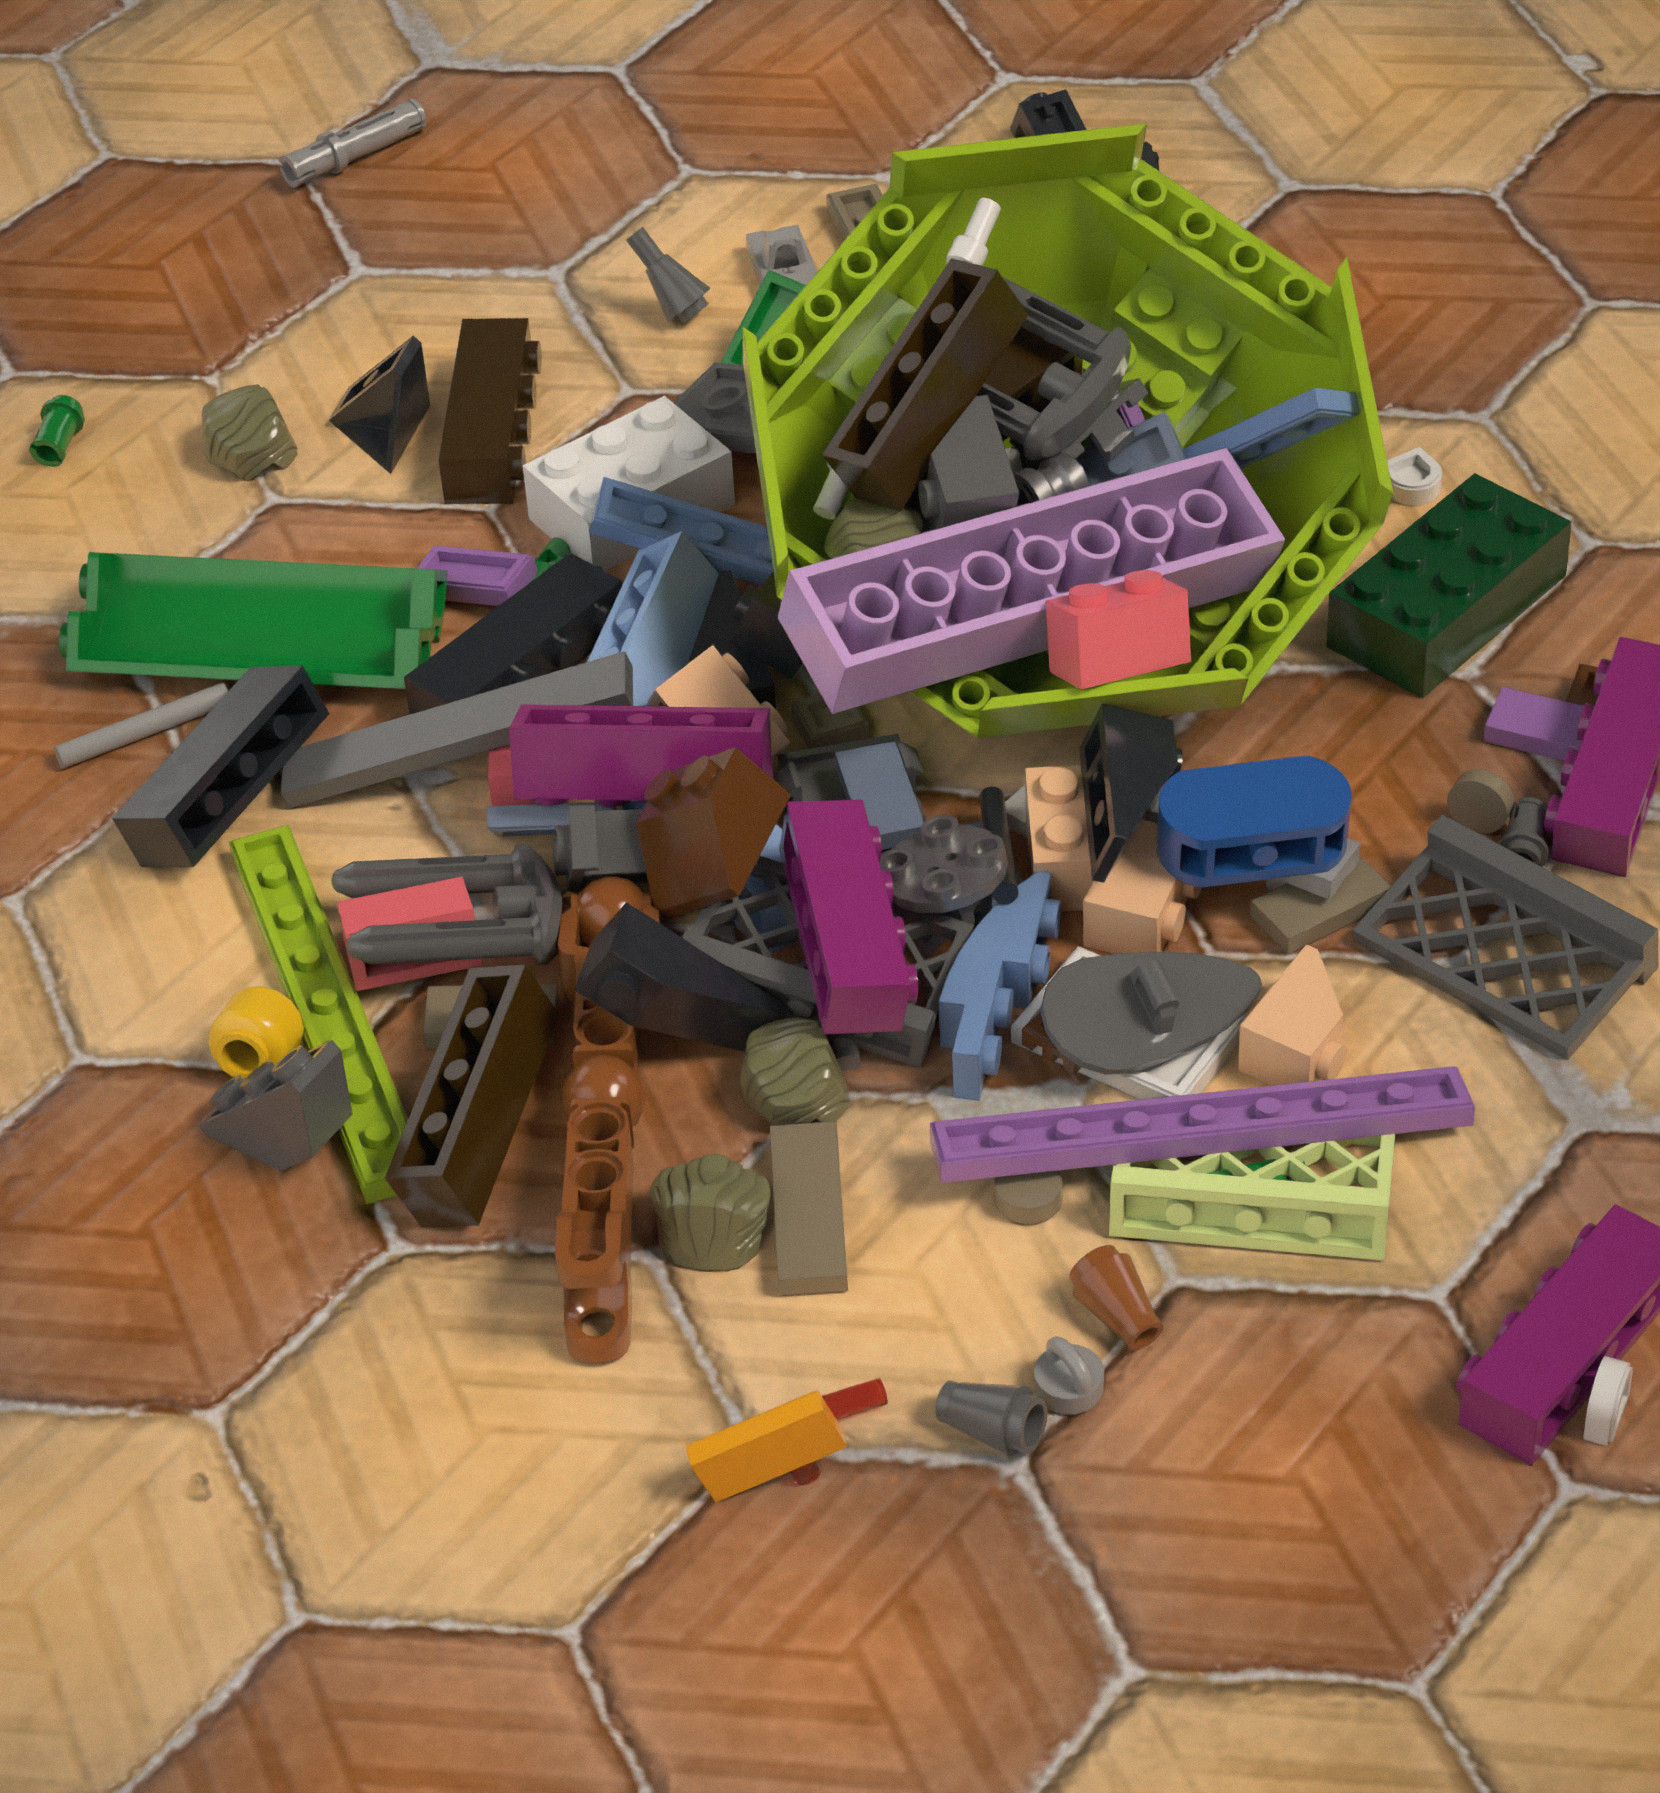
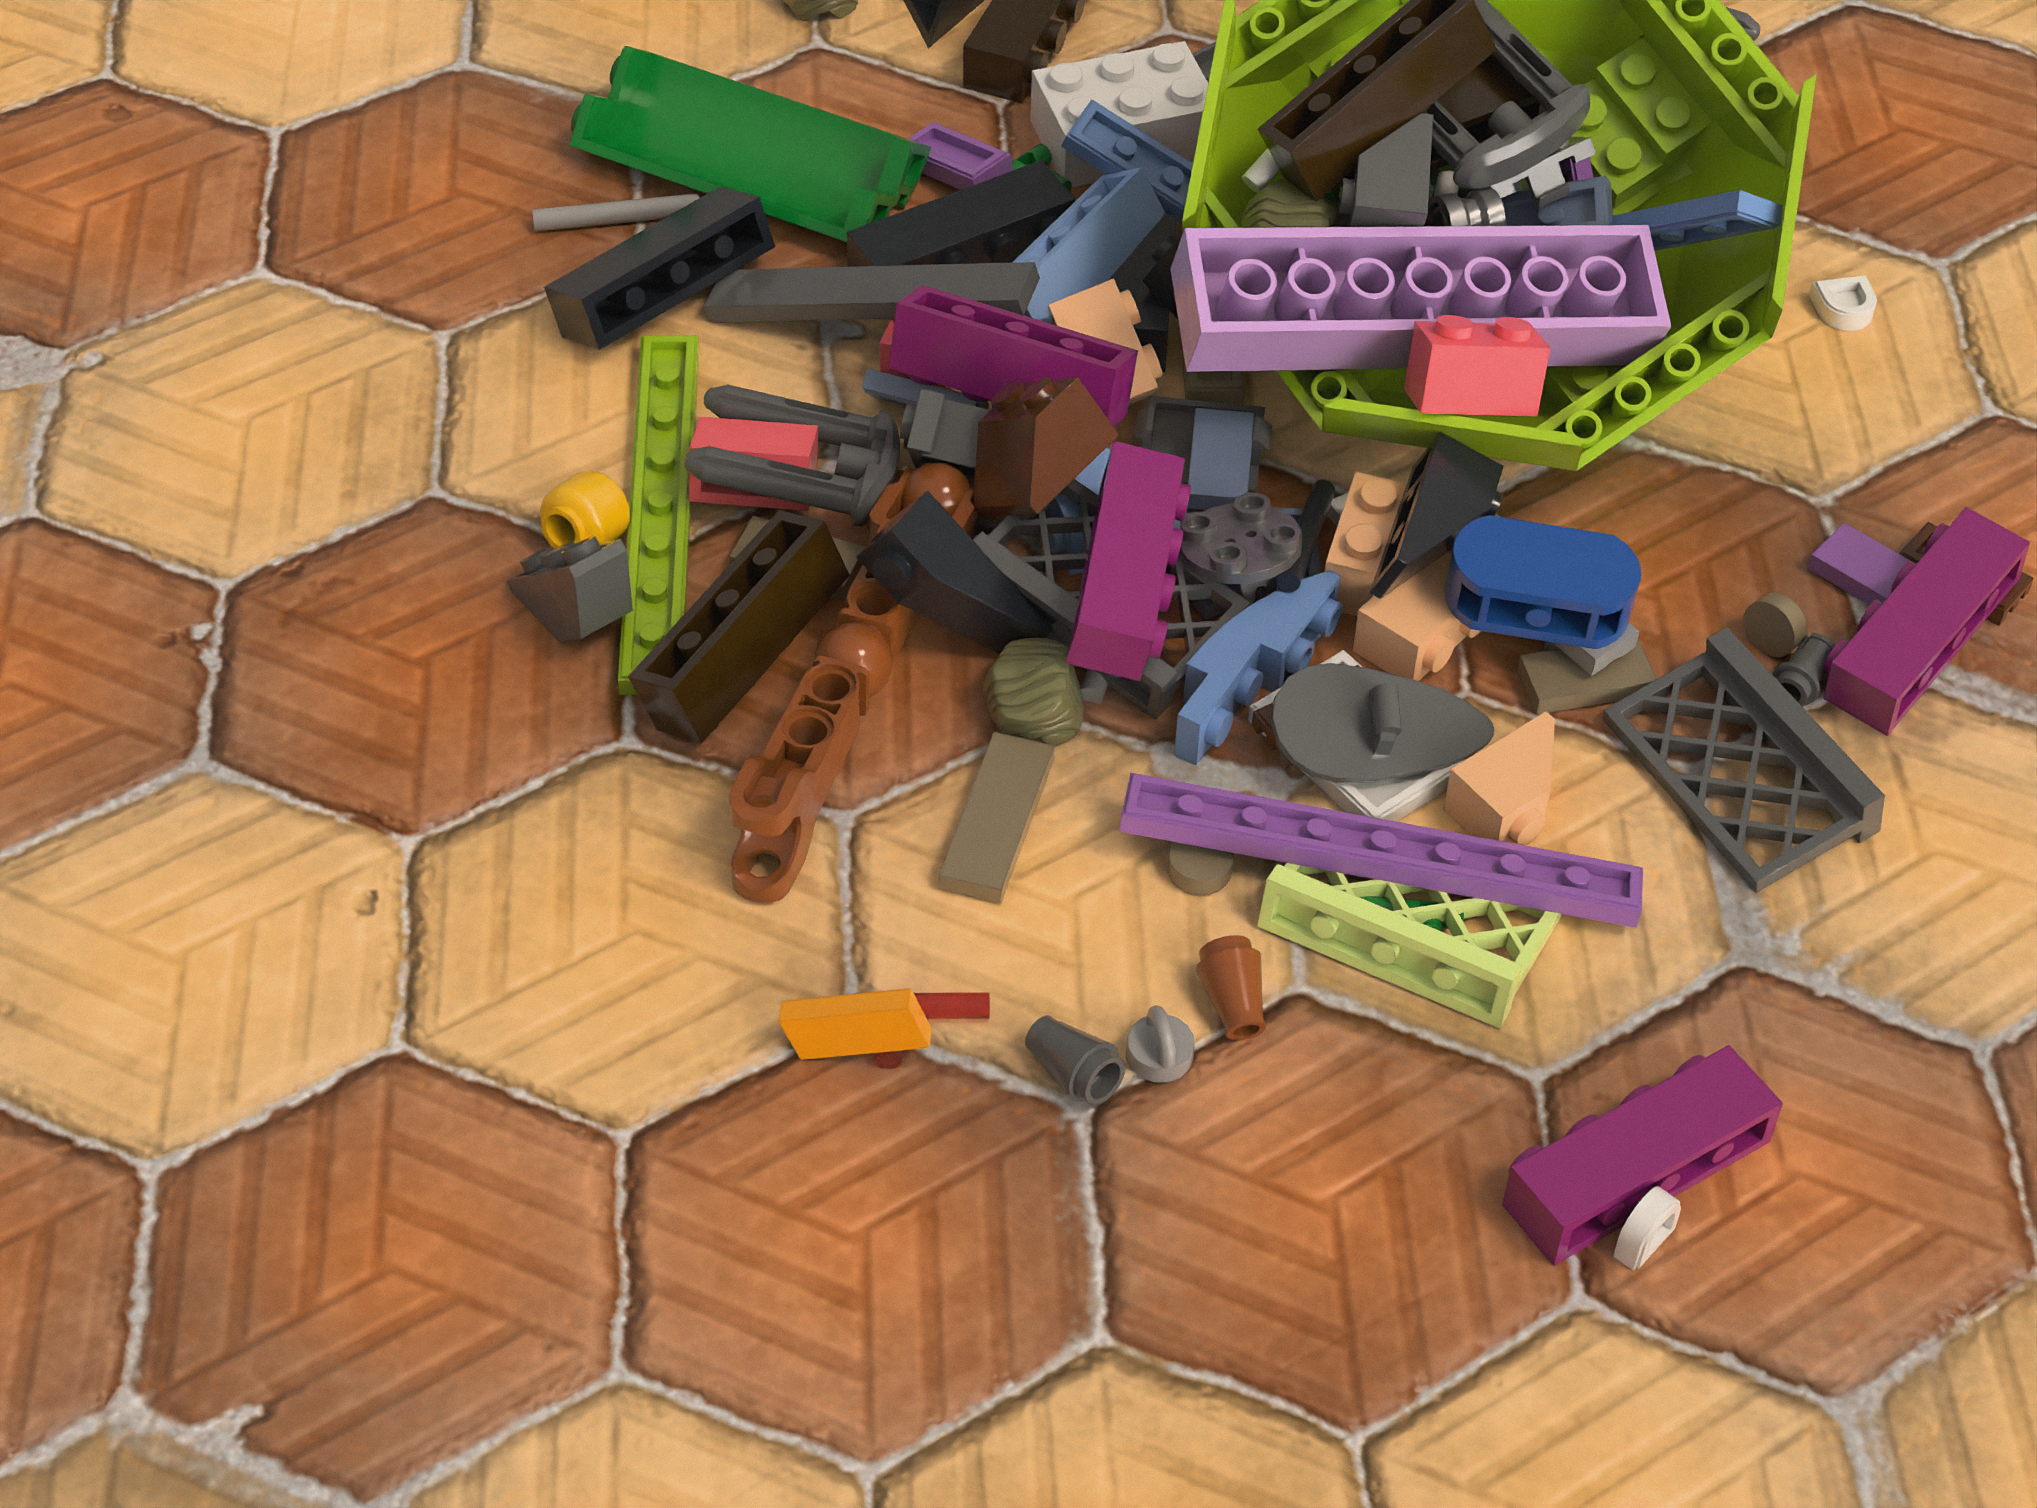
camera: 15 degrees right, 5 degrees up
(710, 1213) = (905, 795): olive hair -> none
(1448, 585) = (1833, 412): dark green brick -> none

